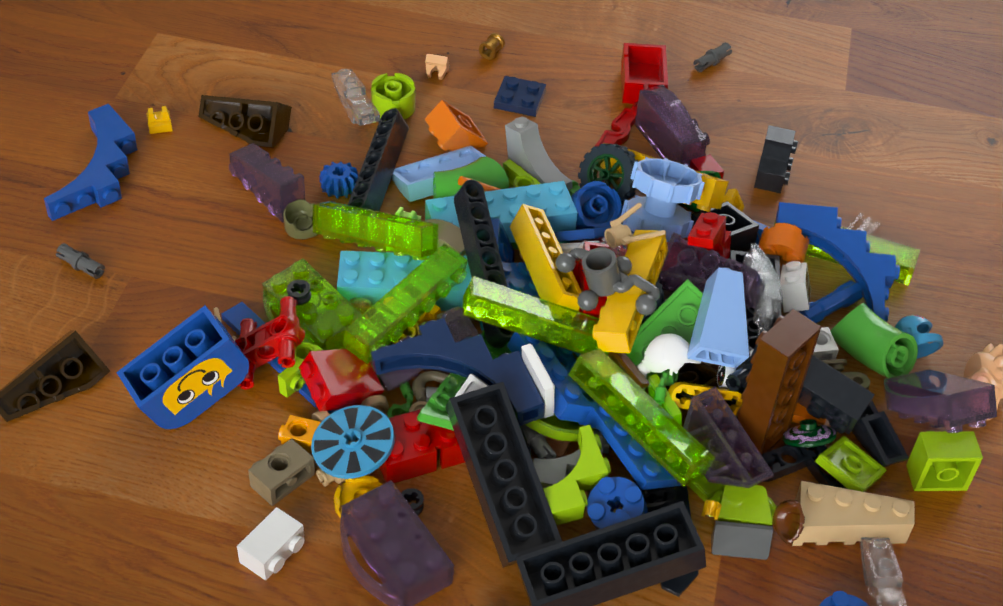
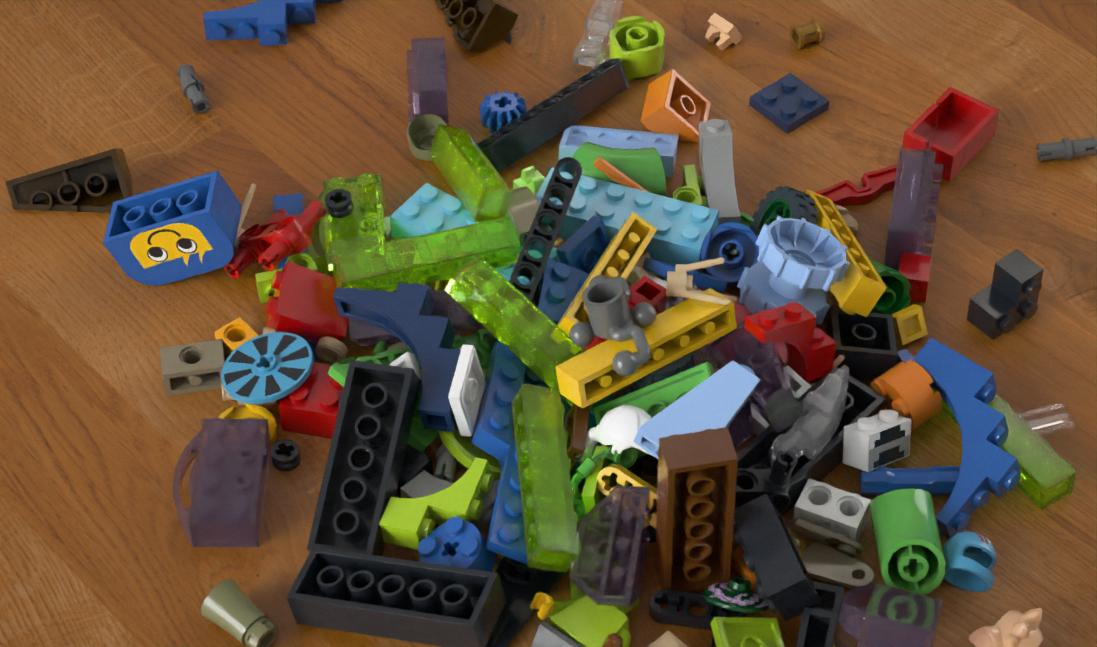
camera: 40 degrees right, 0 degrees up
(271, 544) = (129, 424): white brick -> none

